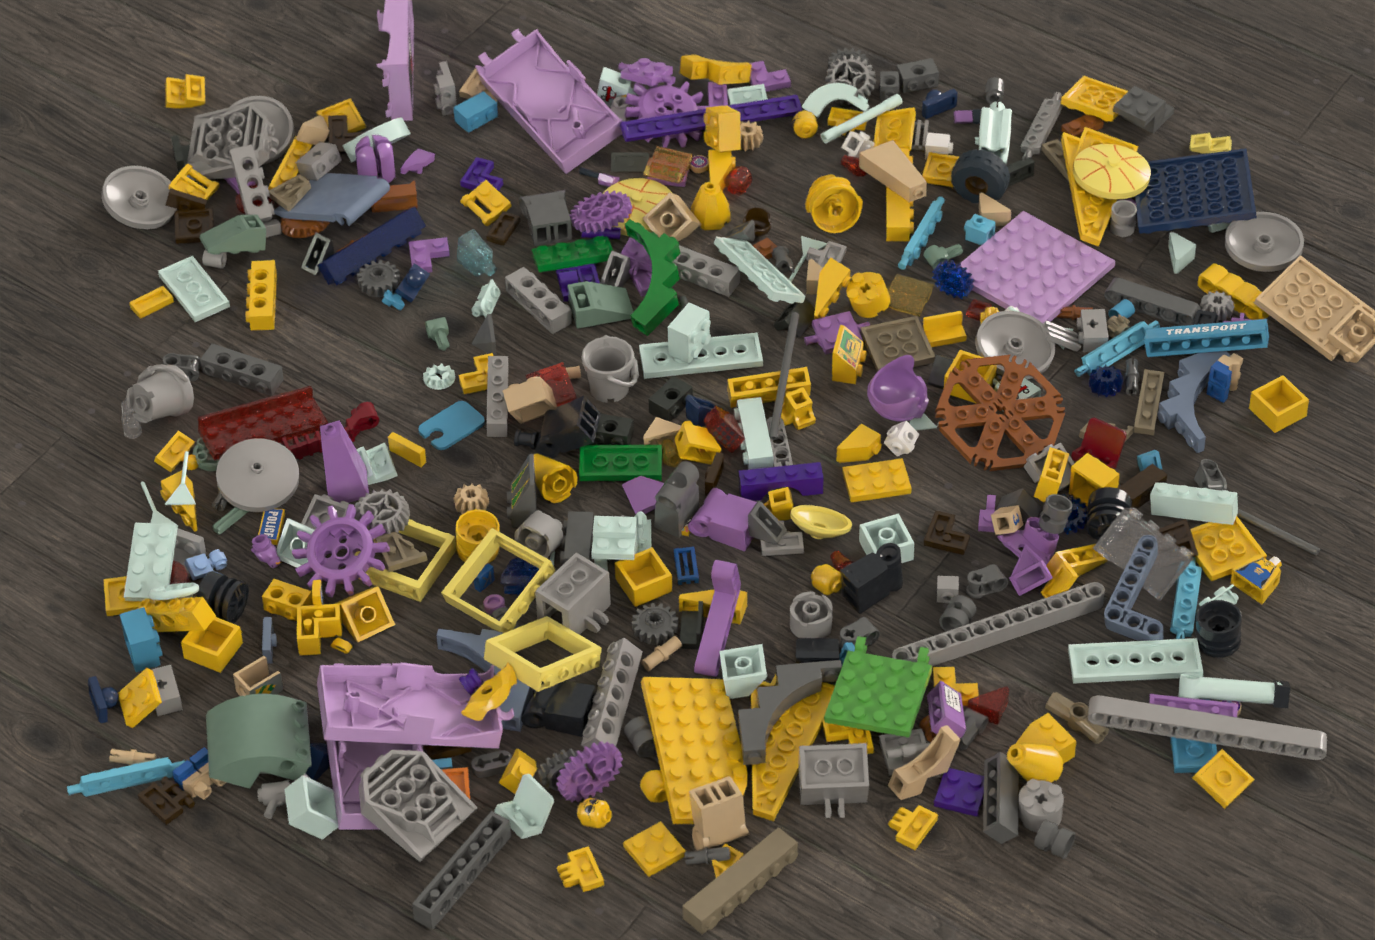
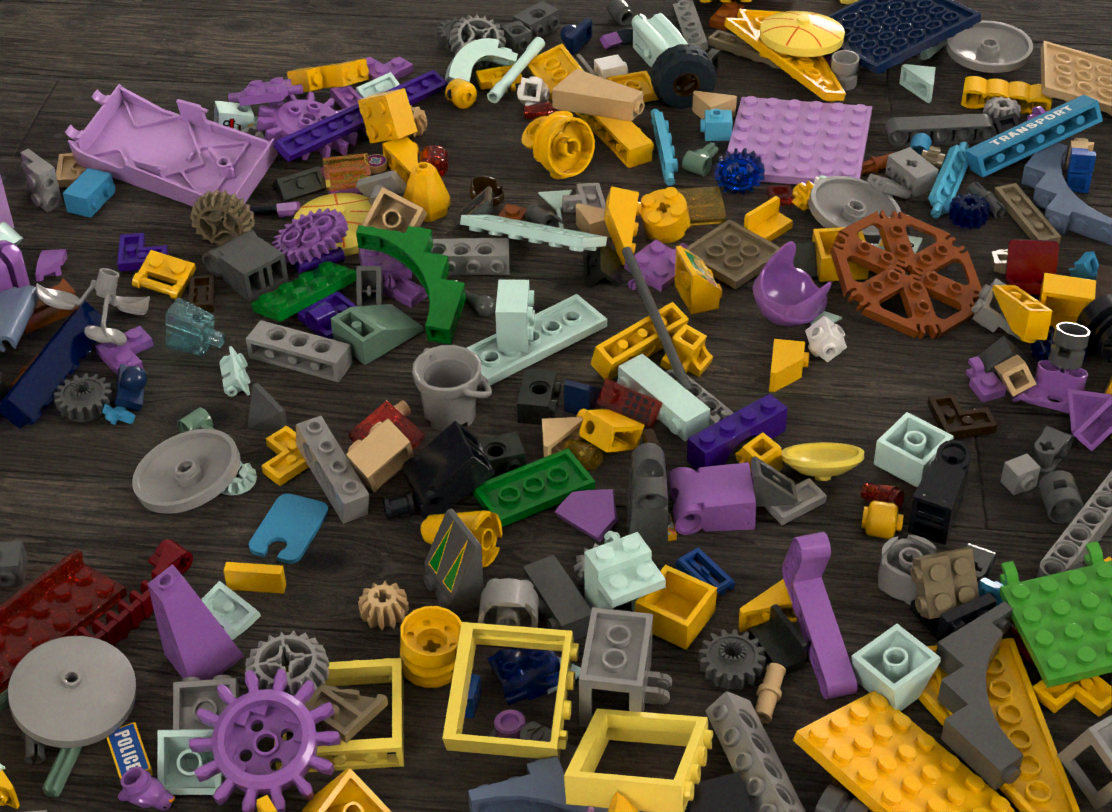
camera: 30 degrees left, 5 degrees down
(402, 199) = (105, 288): none -> light grey plant
(408, 359) = (186, 471): none -> light grey dish
(550, 171) = (213, 207): none -> dark tan gear
(681, 187) = (372, 185): none -> light grey tile
(817, 631) = (944, 581): none -> dark tan plate
(876, 480) = (832, 393): yellow plate -> none

